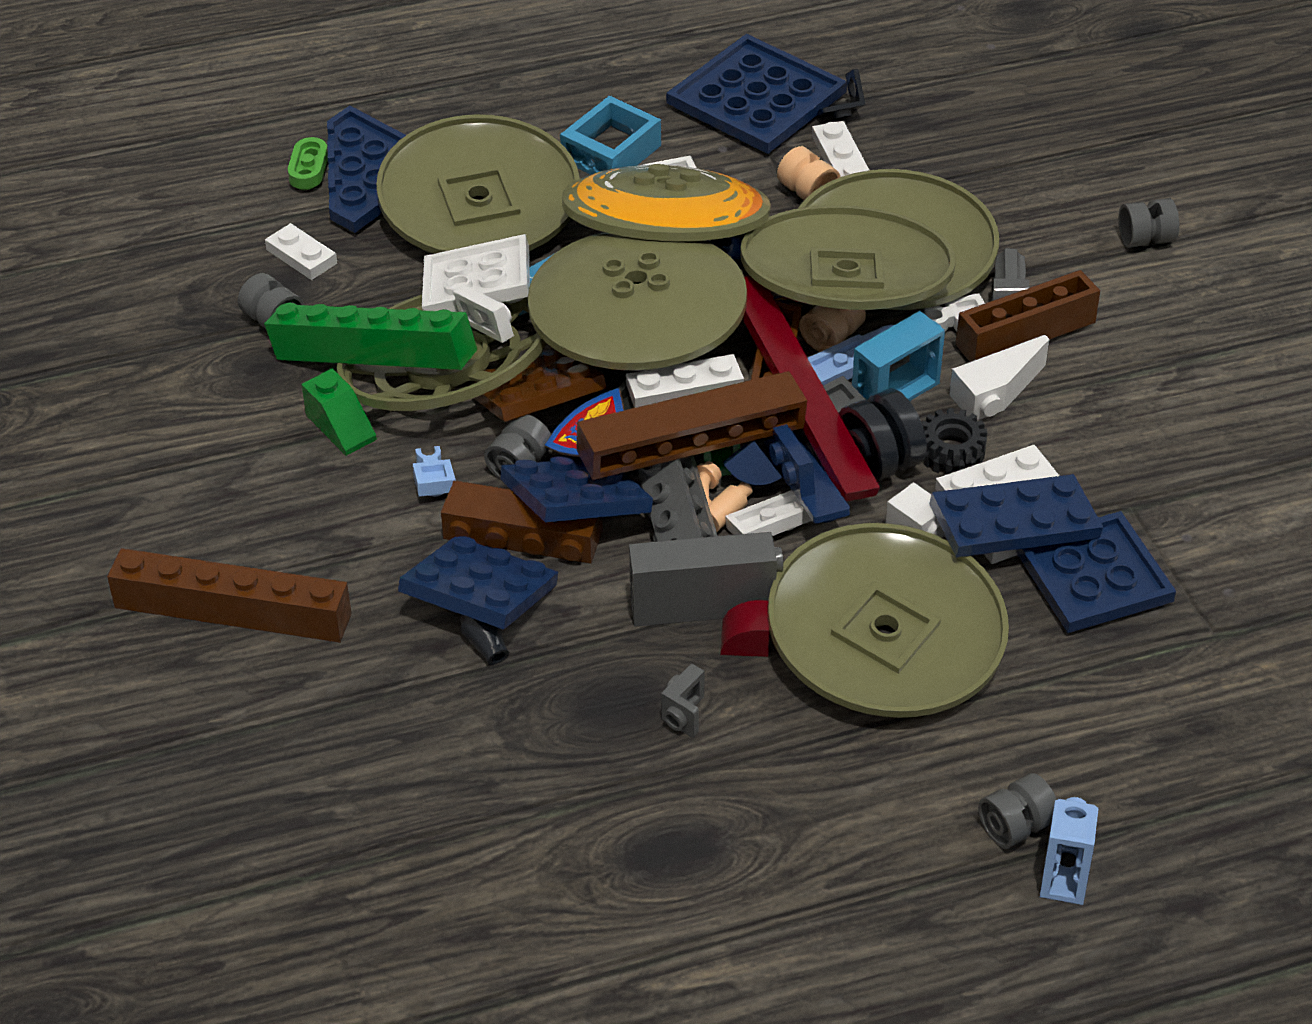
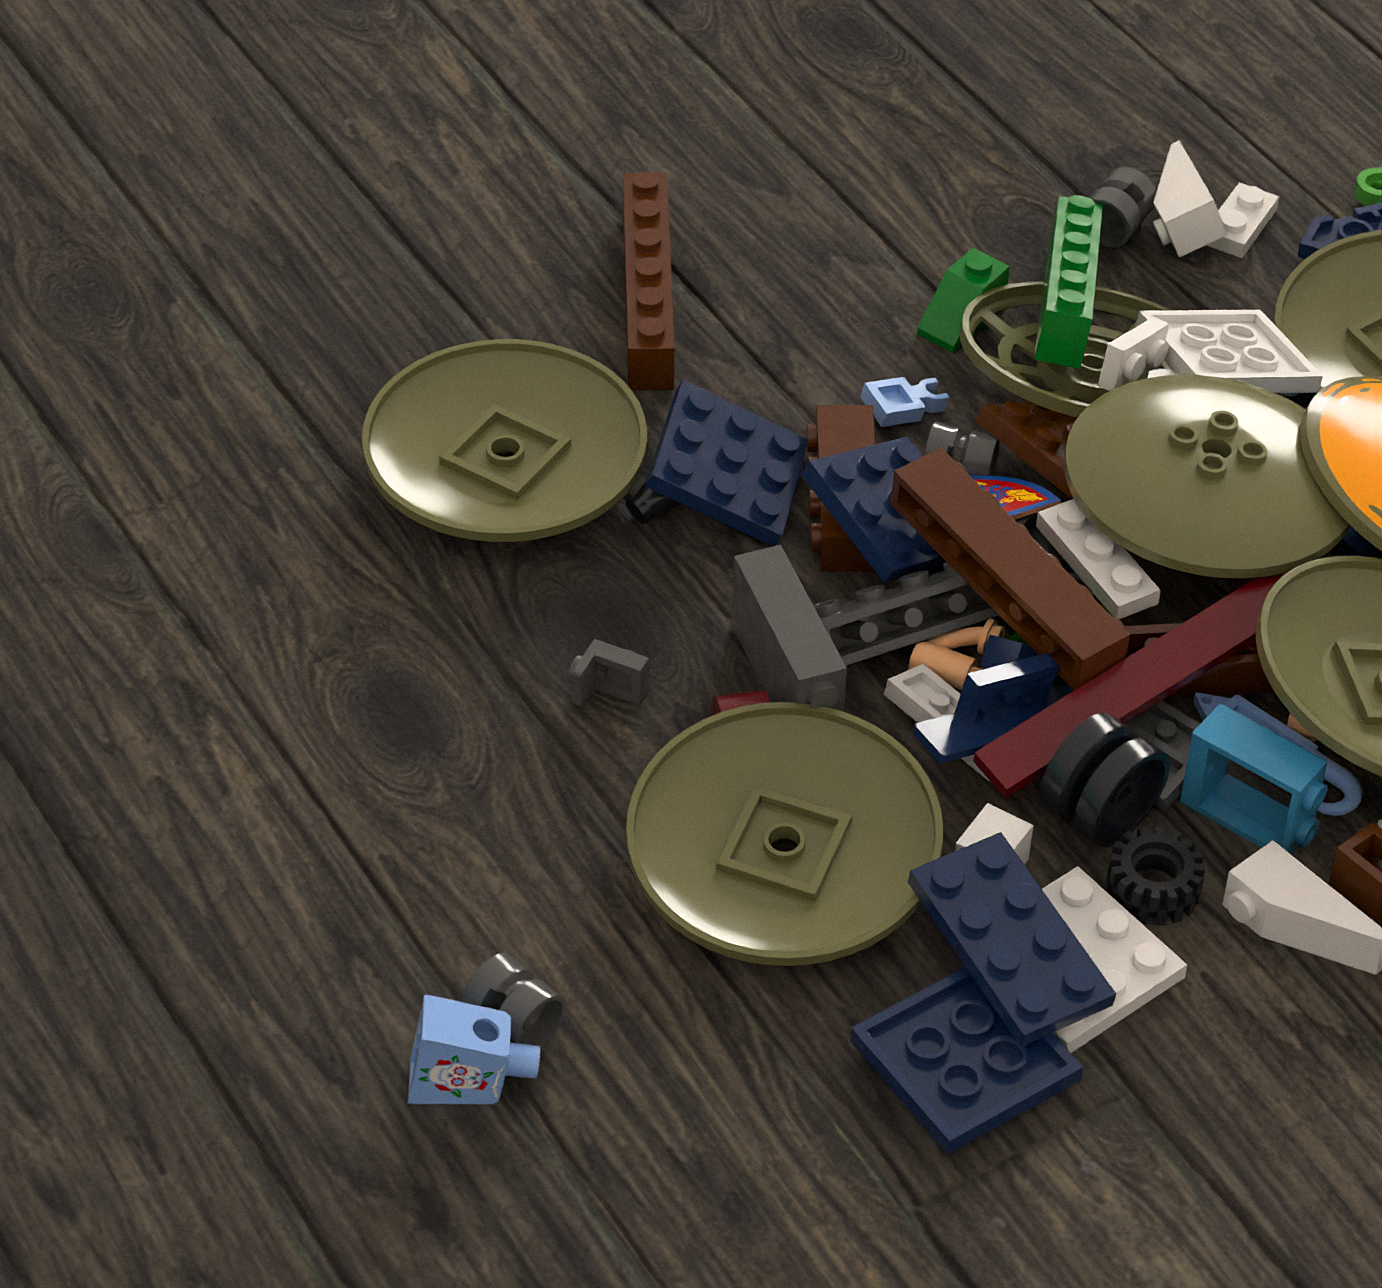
camera: 75 degrees right, 0 degrees up
(296, 265) = (1185, 206): none -> white slope
(414, 672) = (449, 415): none -> olive dish

